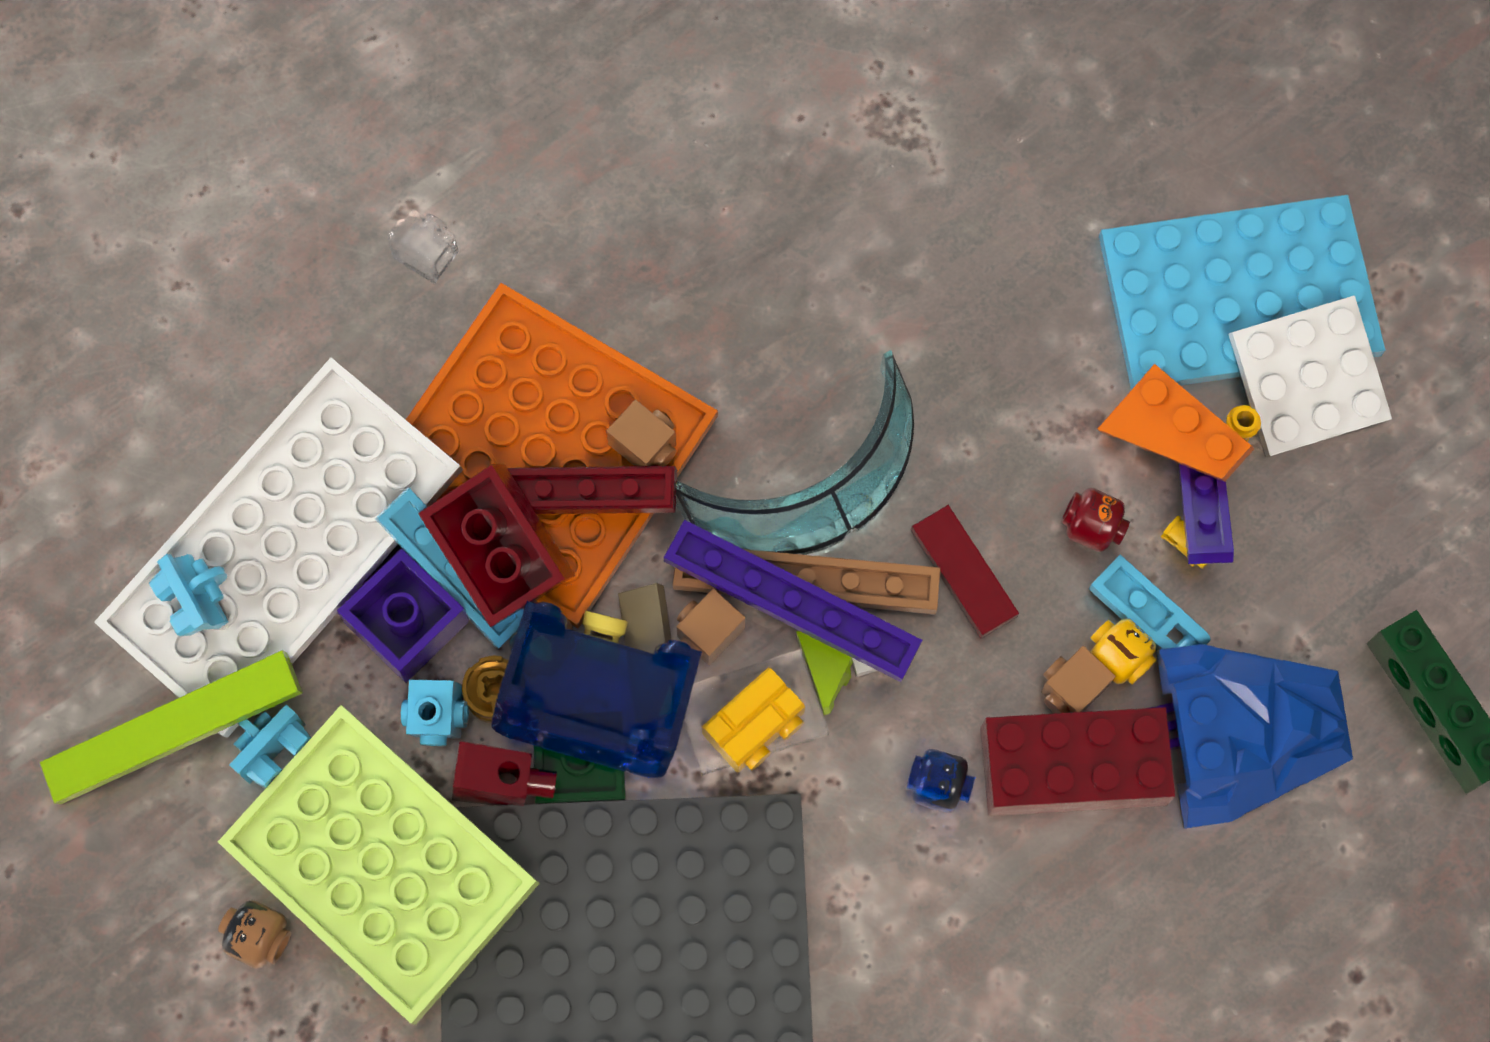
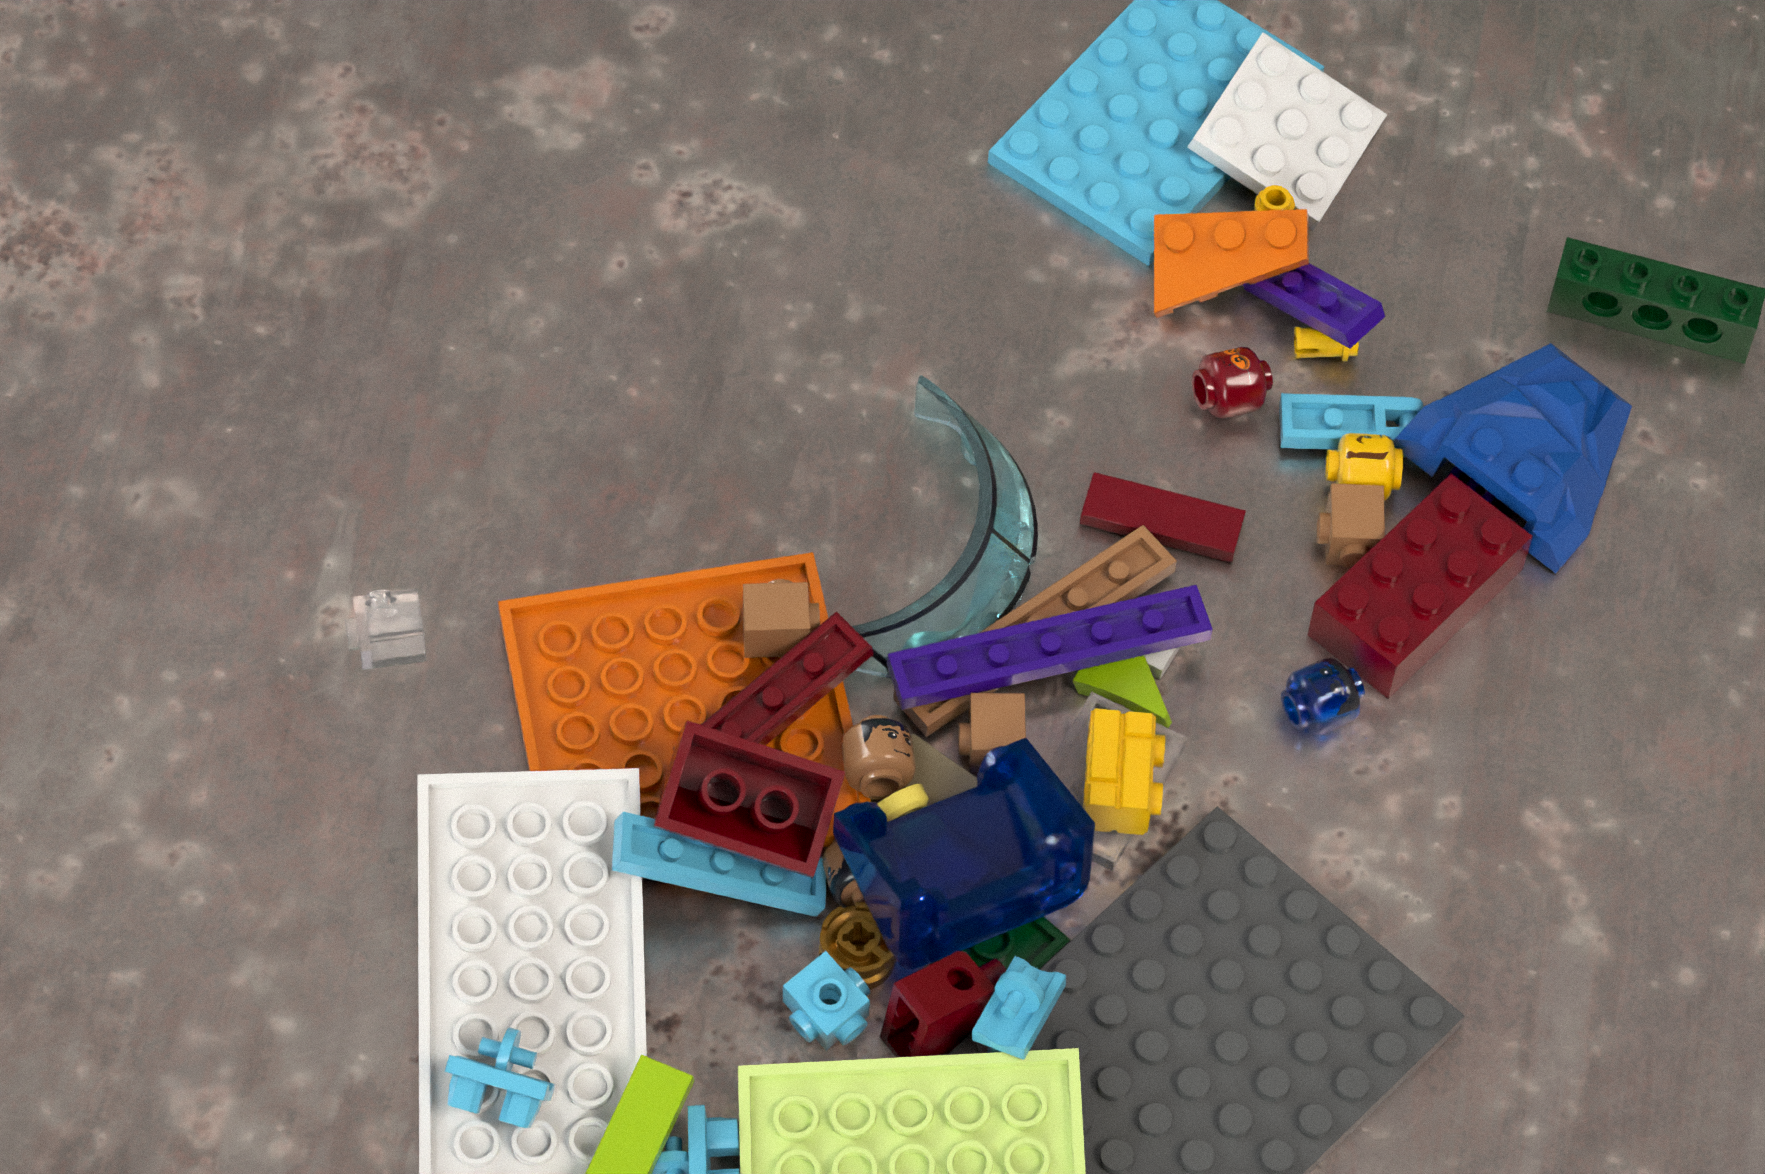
camera: 45 degrees left, 15 degrees down
(403, 615) = (713, 946): dark purple brick -> none
(528, 821) = (1018, 1008): none -> medium azure hips
(617, 581) = (878, 756): none -> medium nougat head

